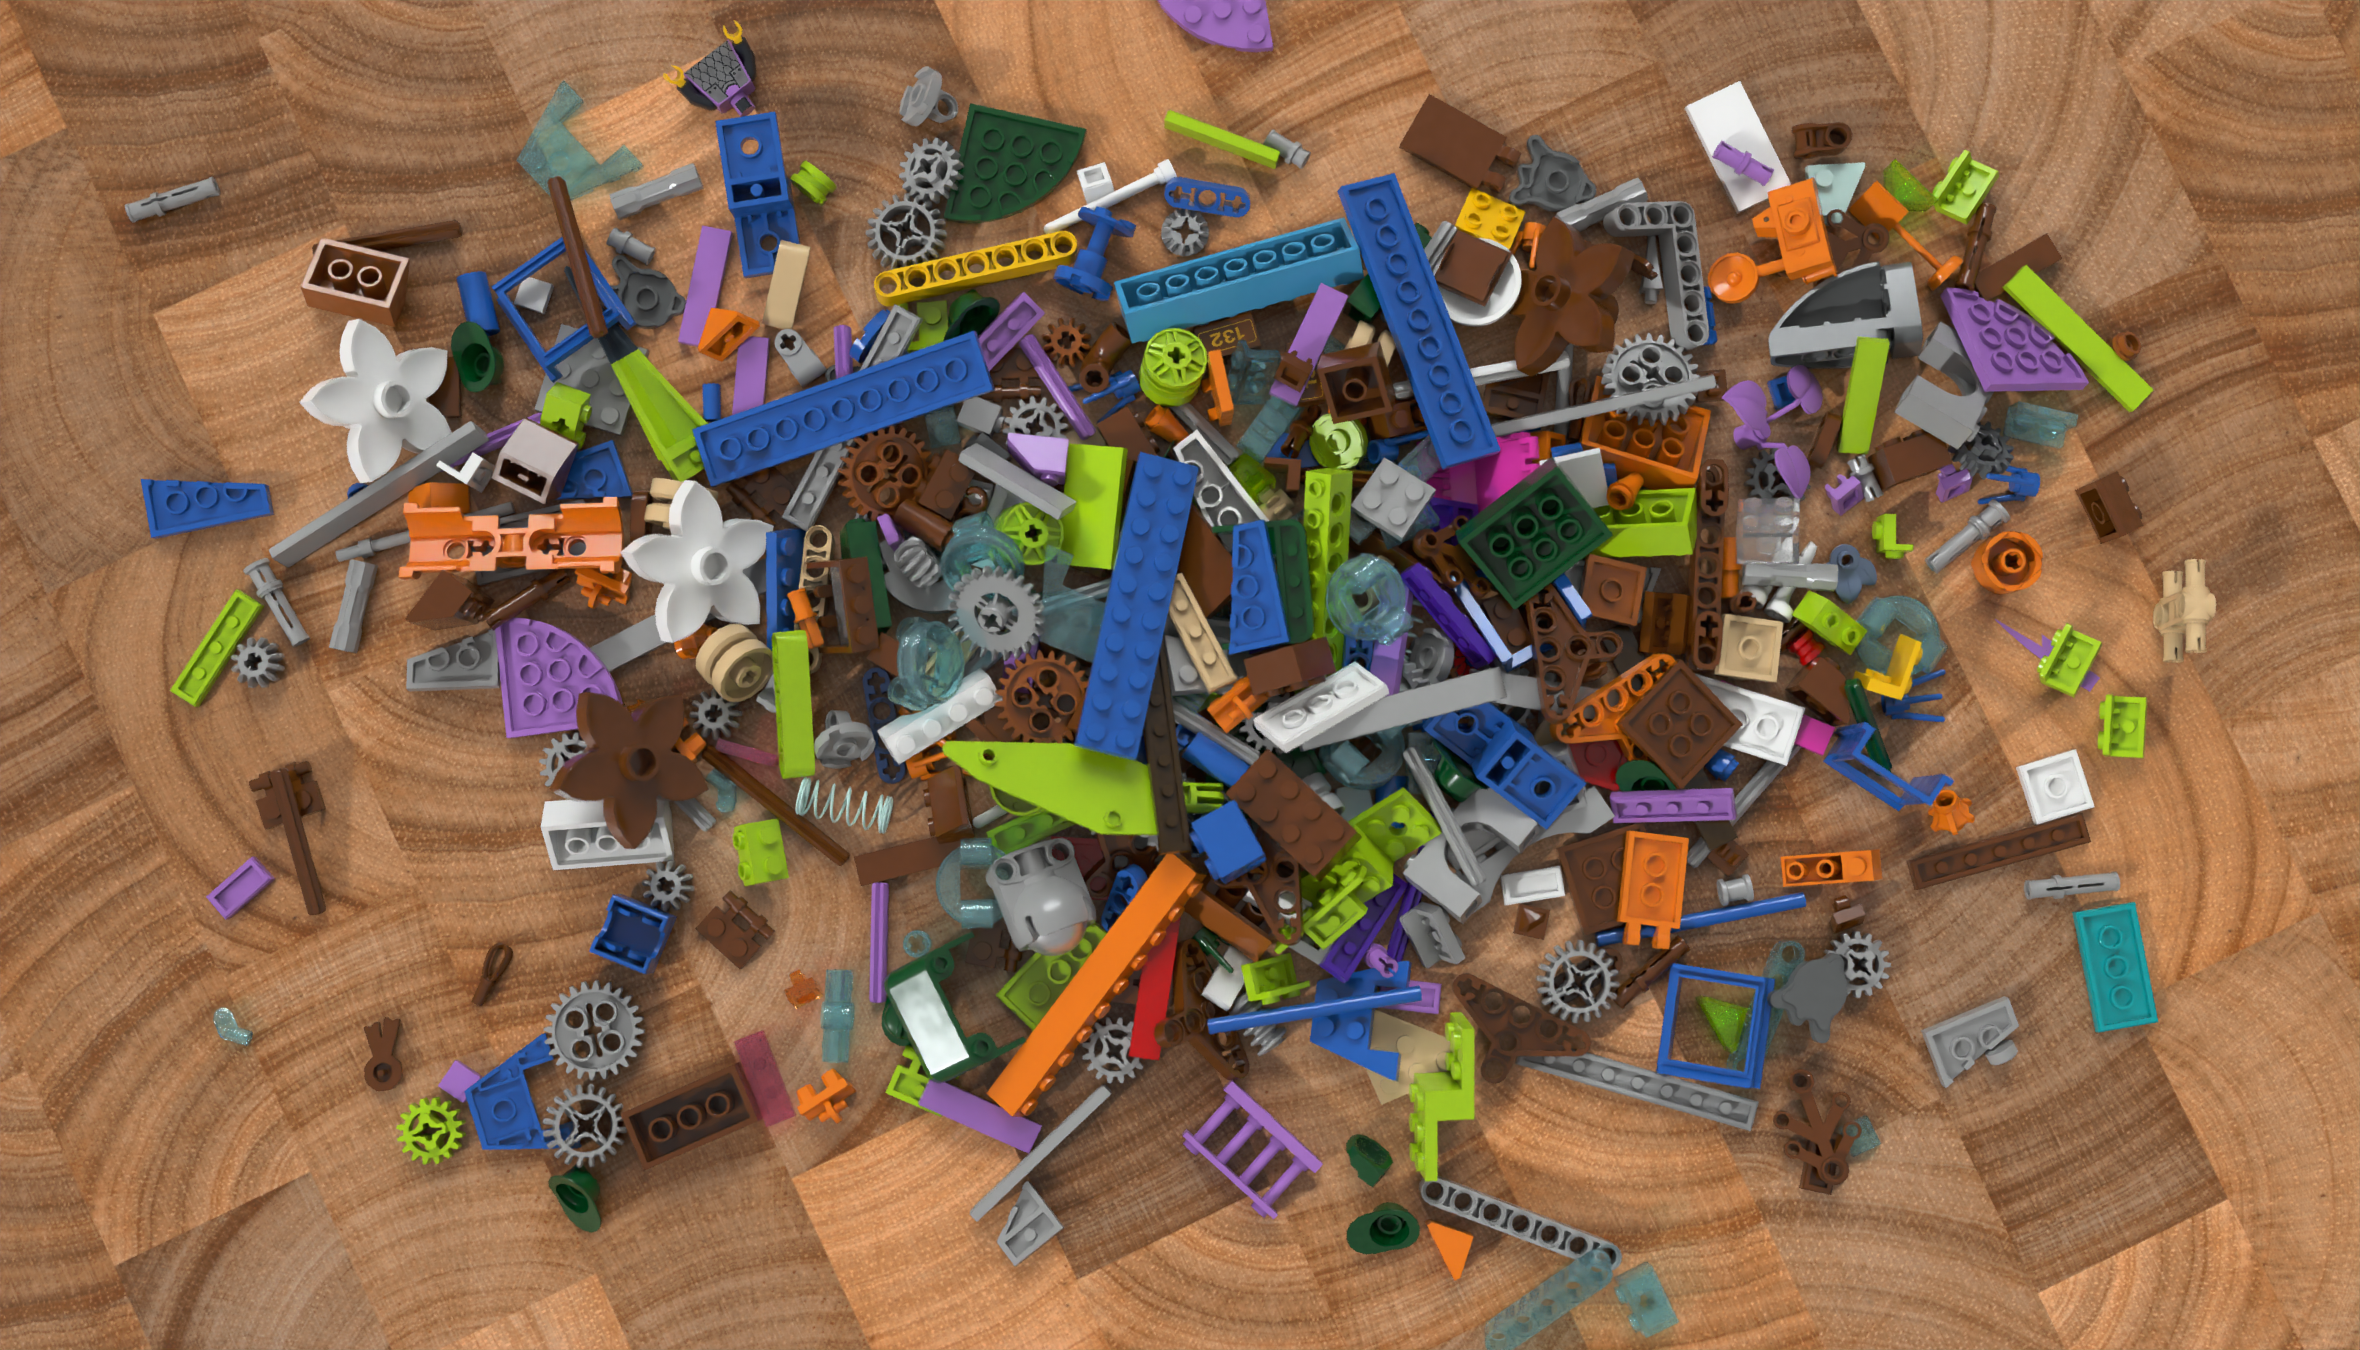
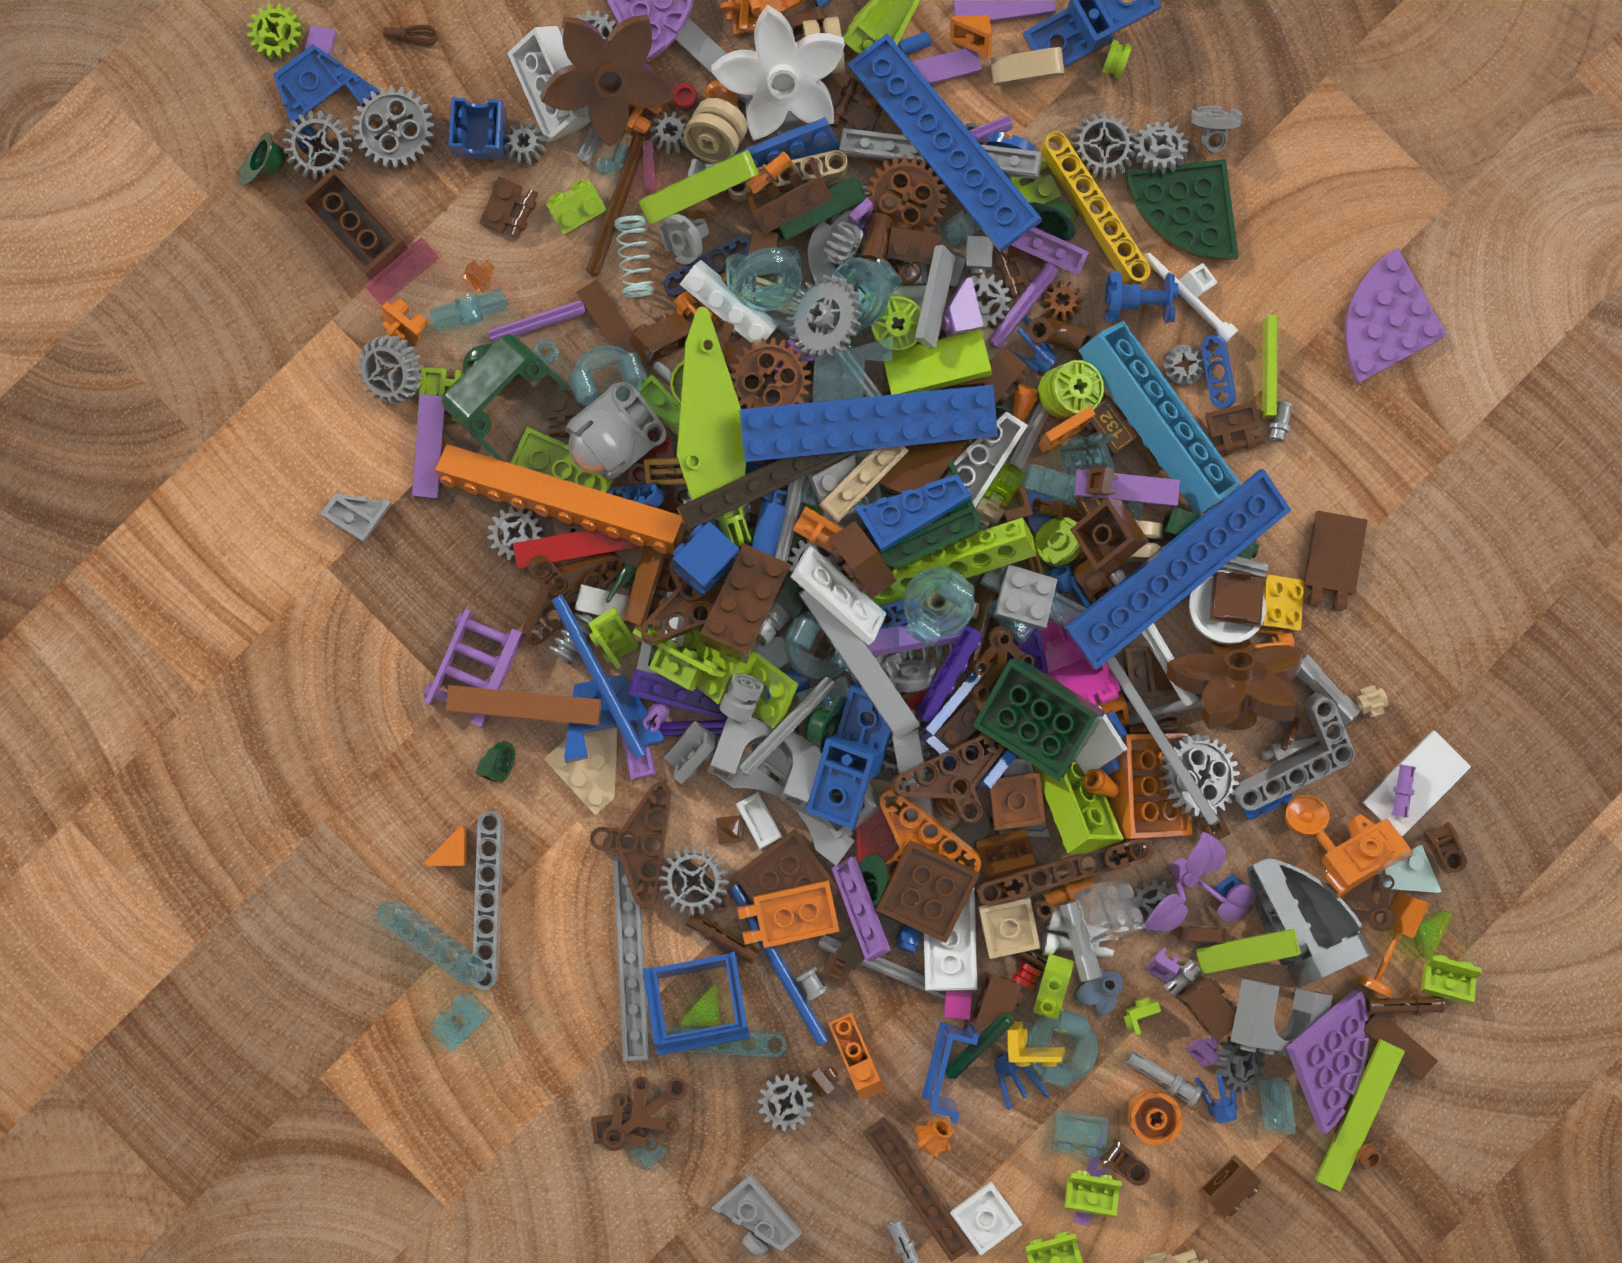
camera: 75 degrees right, 0 degrees up
(678, 682) = (685, 96): none -> red tile
(801, 360) = (972, 100): light grey piece -> none
(861, 1120) = (382, 355): none -> light grey gear
(1040, 1152) = (416, 503): light grey tile -> none
(1096, 851) = (662, 481): none -> pearl gold tile
(1267, 201) = (1233, 420): none -> reddish brown plate
(1316, 1106) = (523, 705): none -> dark orange tile
(1383, 1230) = (445, 793): dark green piece -> none
(1395, 856) = (741, 697): none -> light grey wheel
(1442, 1096) = (565, 801): lime bracket -> none
(1552, 180) = (1334, 643): dark grey tile -> none
(1632, 161) = (1372, 701): none -> tan gear
(1813, 994) = (749, 1073): dark grey tile -> none
(1998, 650) = (1080, 1133): none -> clear light blue bracket
(2043, 614) = (1122, 1160): none -> reddish brown piece

